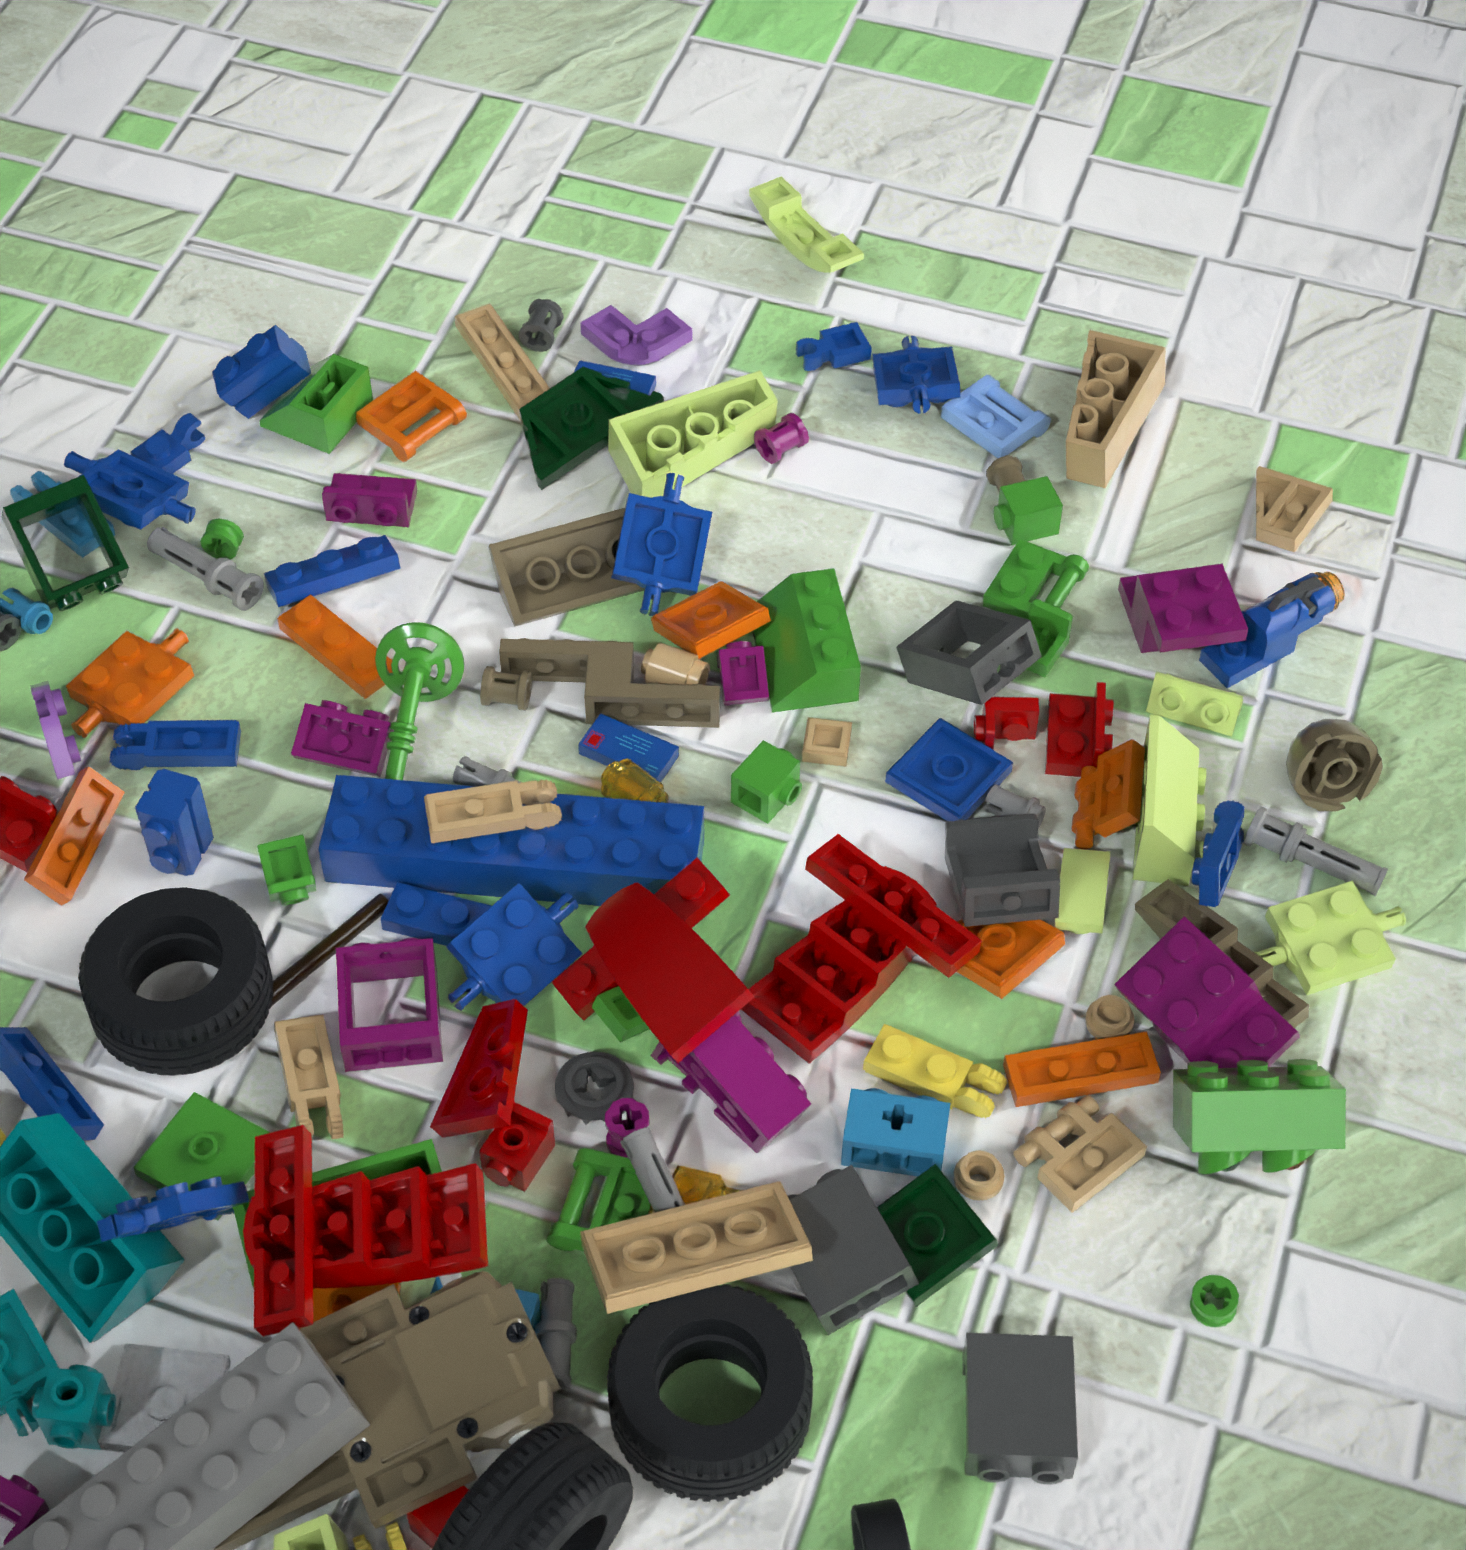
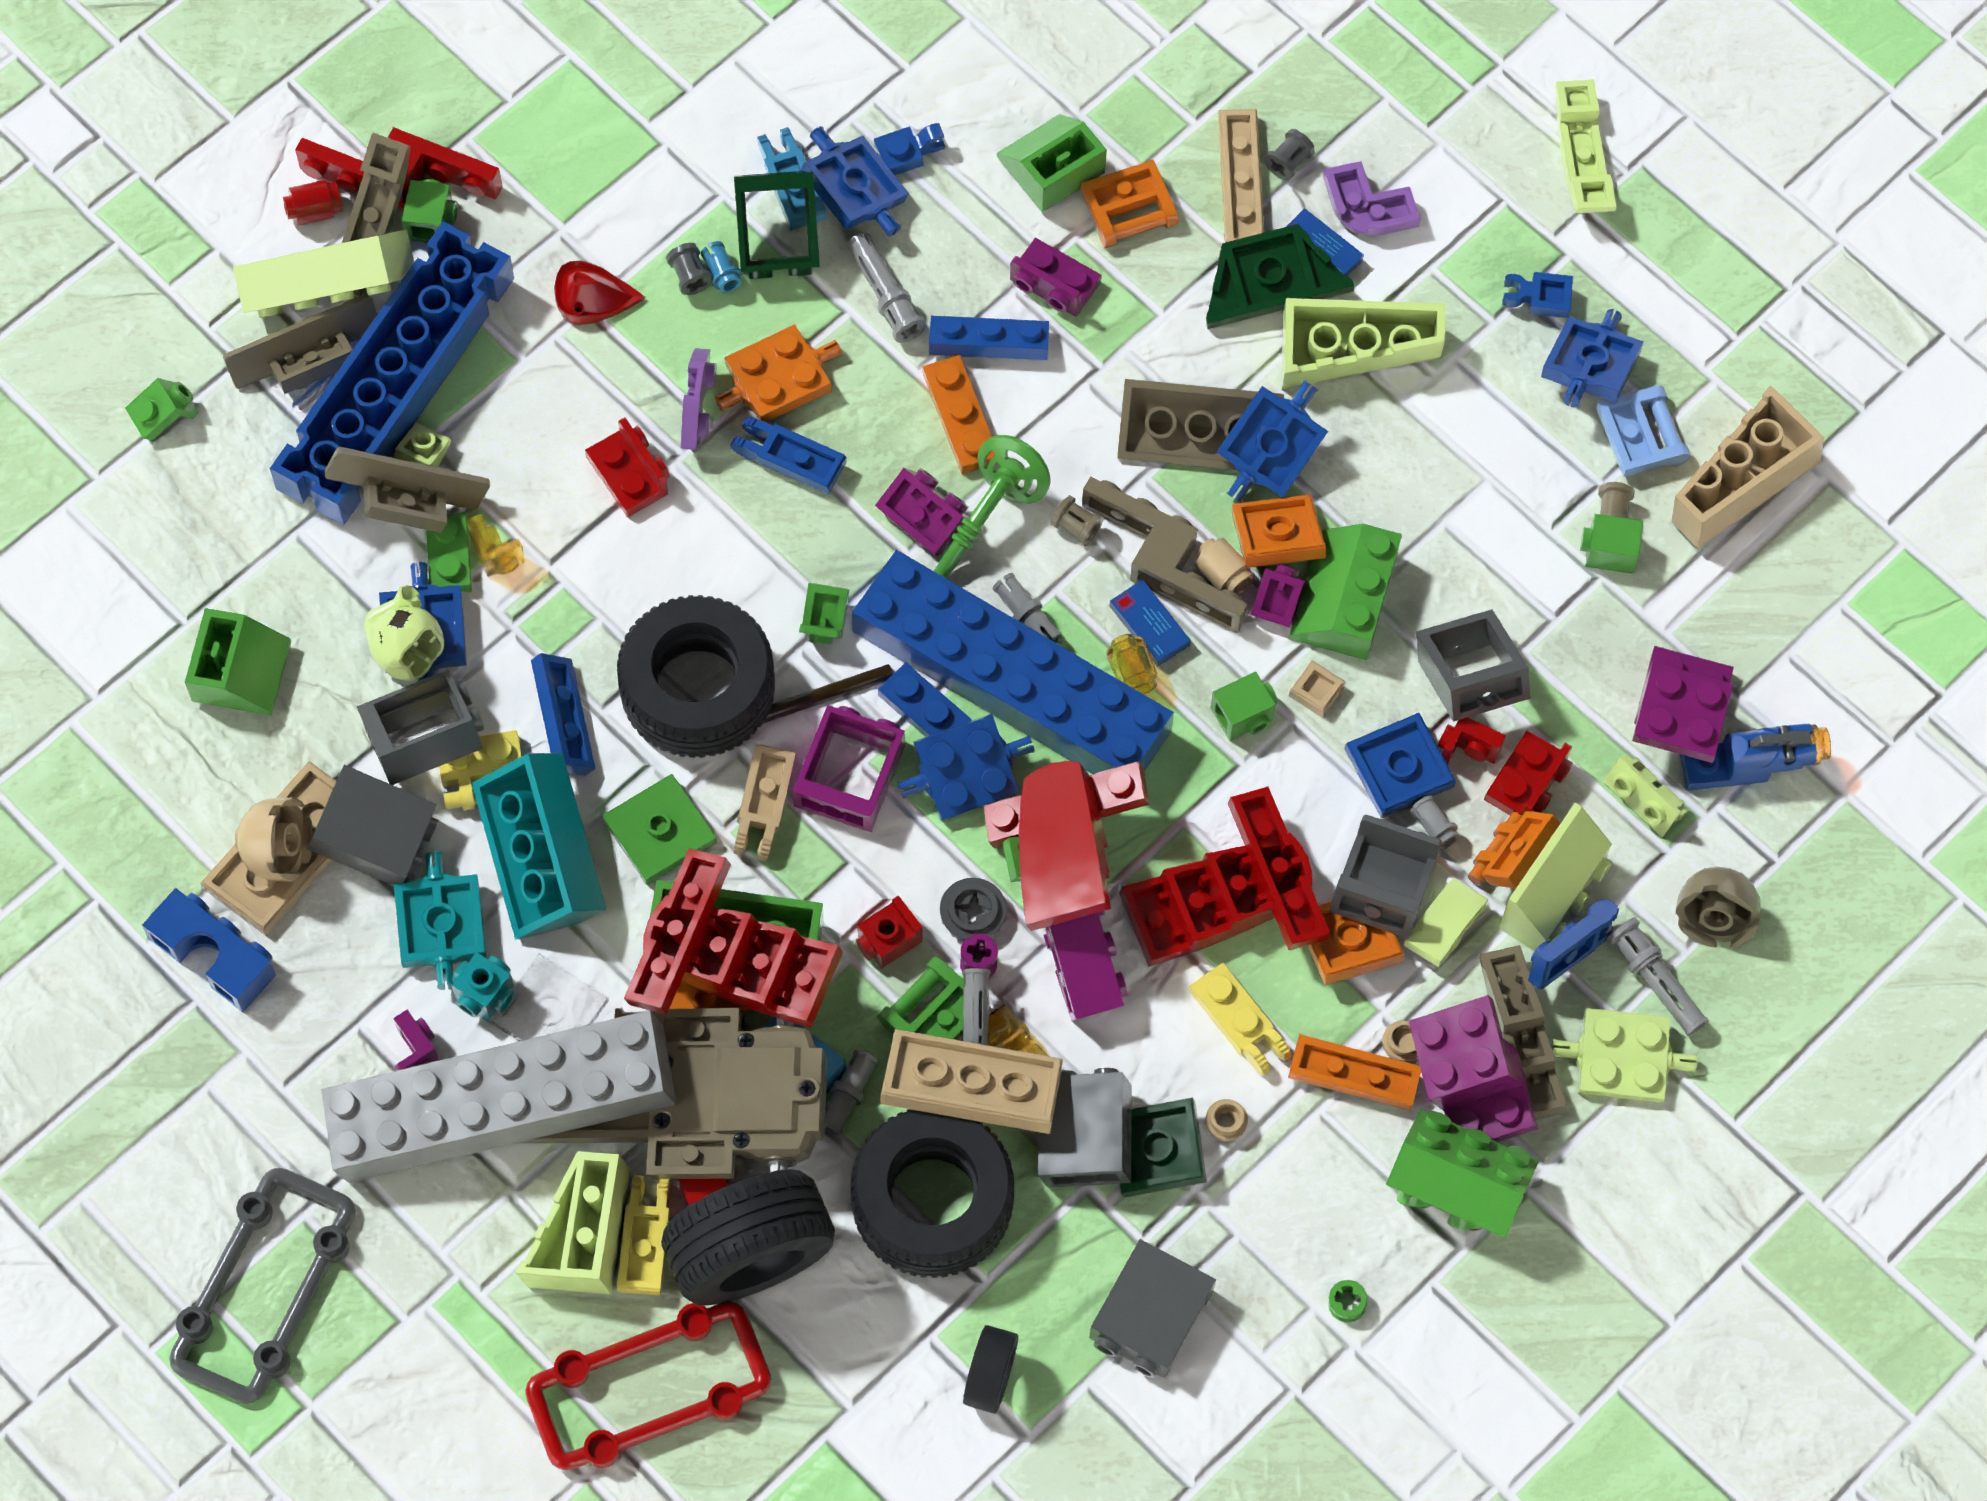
camera: 25 degrees right, 15 degrees up
(74, 836) = (674, 505): orange plate -> none
(173, 1207) = (606, 875): blue plate -> none
(174, 822) = (752, 534): blue brick -> none
(222, 539) = (911, 266): bright green bush -> none
(261, 371) = (1016, 109): blue brick -> none
(486, 1073) = (894, 861): red wing -> none
(491, 809) = (996, 643): tan hinge -> none
(781, 438) = (1438, 371): magenta bush -> none
(872, 1136) = (1190, 1074): dark azure brick -> none
(1026, 574) = (1573, 606): bright green plate -> none
(1052, 634) = (1552, 675): bright green bracket -> none
(1090, 1161) = (1315, 1149): tan plate -> none
(1287, 508) = (1846, 642): tan wing -> none

